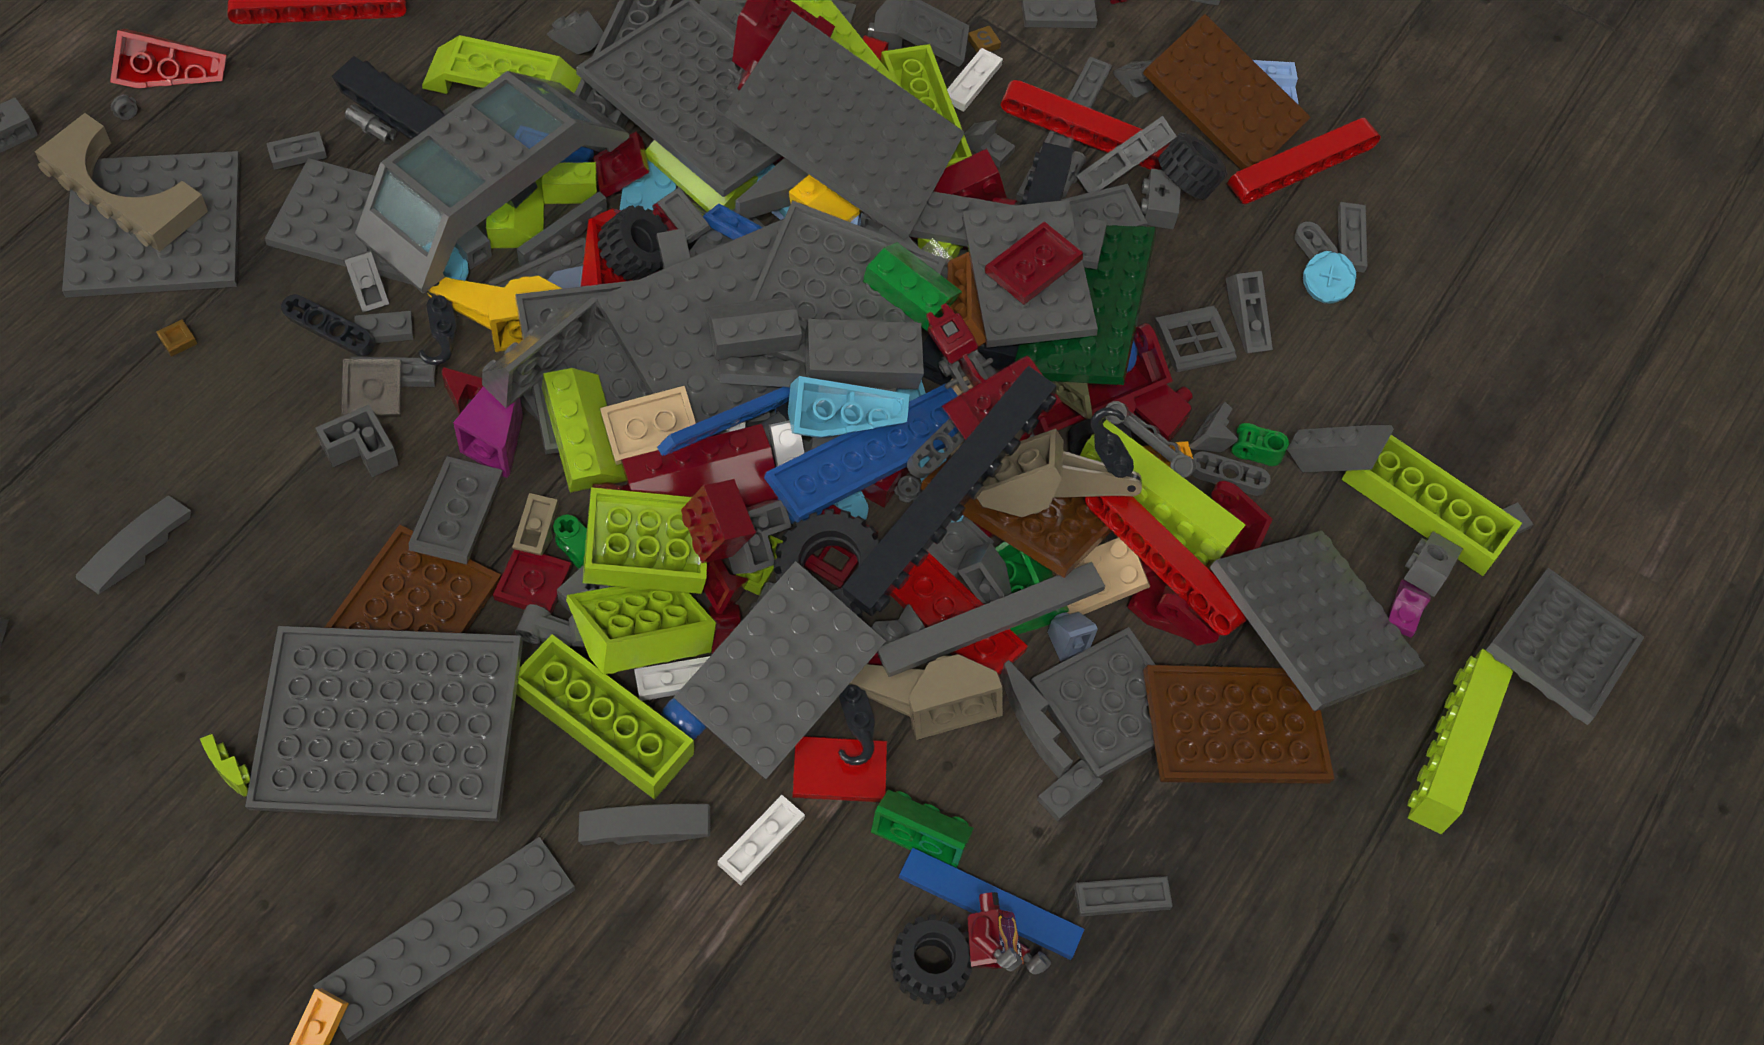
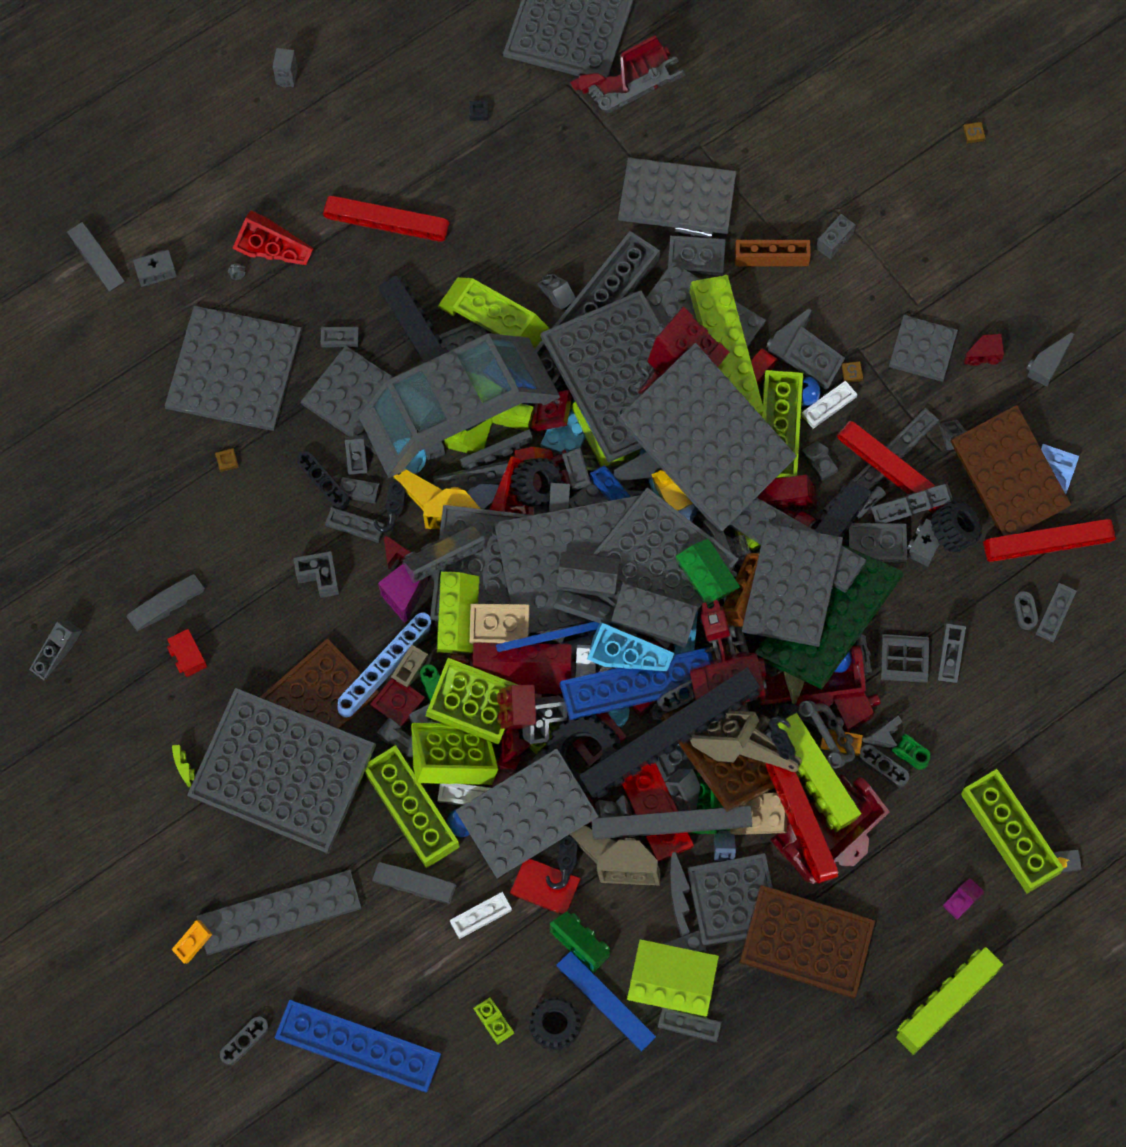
camera: 30 degrees right, 10 degrees up
(152, 218) = (233, 370): dark tan arch -> none
(187, 604) = (187, 653): none -> red brick
(370, 124) = (394, 328): dark grey pin -> none
(372, 383) = (337, 535): clear smoke plate -> none
(456, 510) = (364, 638): dark grey plate -> none
(504, 519) = (382, 673): none -> light blue beam
(837, 989) = (493, 1021): none -> lime slope
(947, 64) = (810, 391): none -> blue hair
(996, 940) = (595, 1027): dark red torso -> none
(1033, 262) = (793, 582): dark red plate -> none
(1076, 836) = (673, 978): none -> lime slope
(1317, 618) = (888, 889): dark grey plate -> none
(1329, 277) = (1022, 640): medium azure tile -> none
(1339, 447) = (962, 773): dark grey slope -> none
(1432, 563) = (983, 882): dark grey brick -> none
(1566, 646) = (1050, 961): dark grey plate -> none

